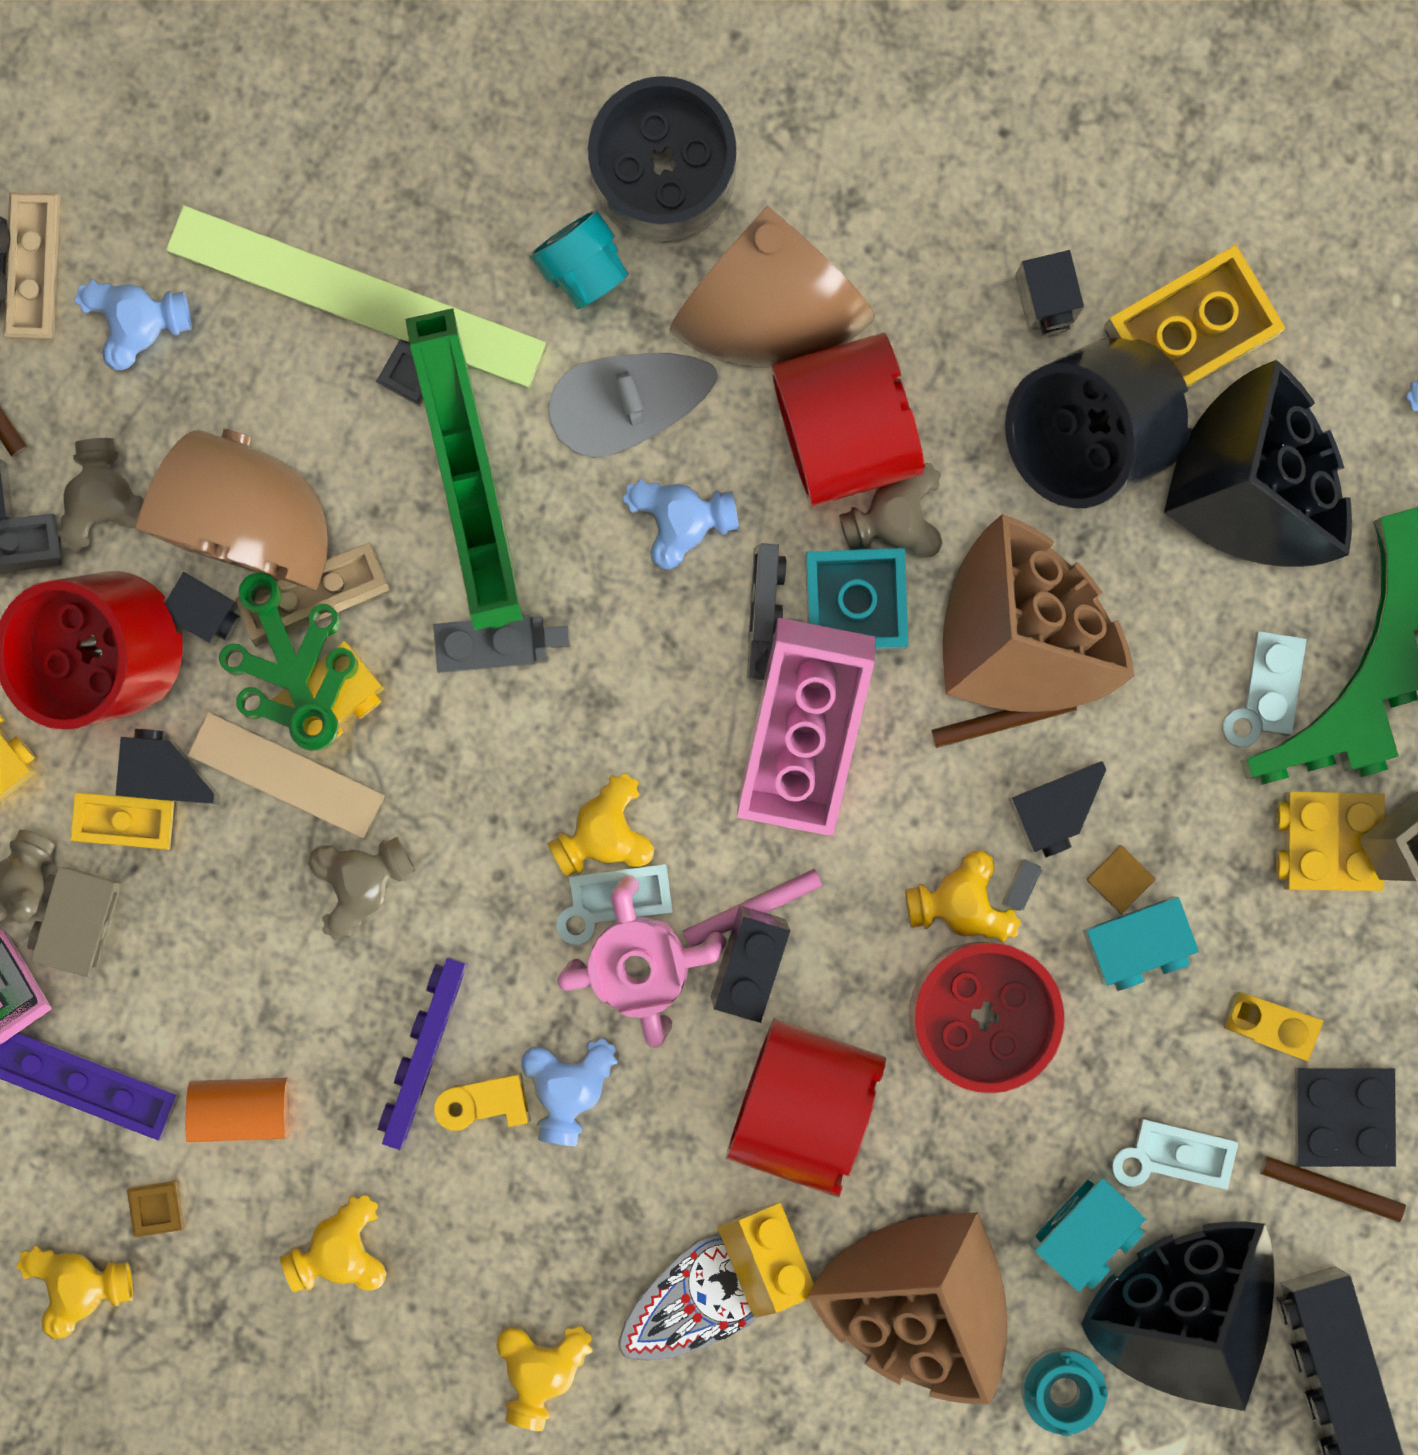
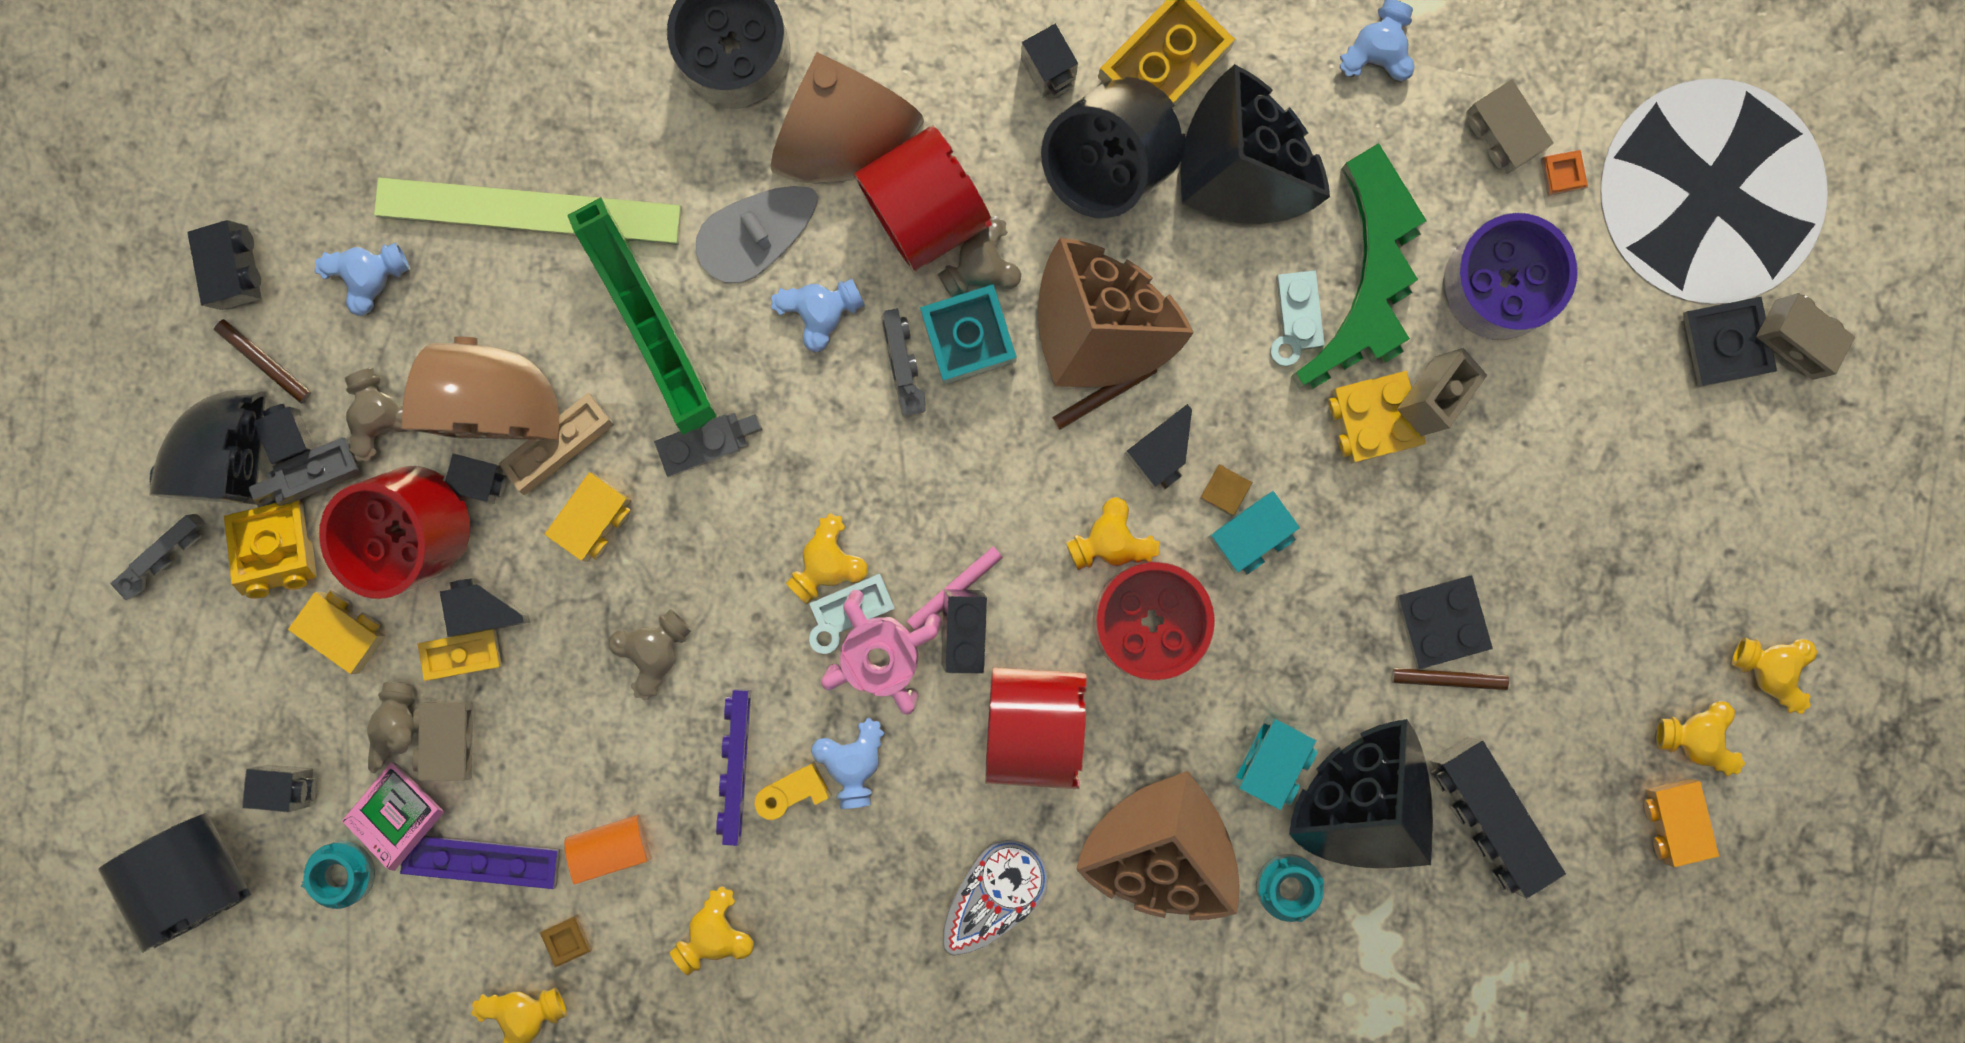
camera: 15 degrees left, 0 degrees up
(31, 266) = (276, 255): tan tile -> none
(286, 775) = (574, 586): tan tile -> none
(292, 669) = (555, 504): green plant -> none
(400, 374) = (577, 261): dark grey tile -> none
(539, 1372) = (890, 984): yellow animal -> none
(581, 260) = (689, 135): teal piece -> none
(766, 1260) = (1038, 851): yellow brick -> none
(806, 726) = (956, 439): bright pink brick -> none
(1022, 885) = (1153, 515): dark grey tile -> none
(1178, 1154) = (1326, 685): light aqua hinge -> none
(1274, 1026) = (1372, 568): yellow leg -> none

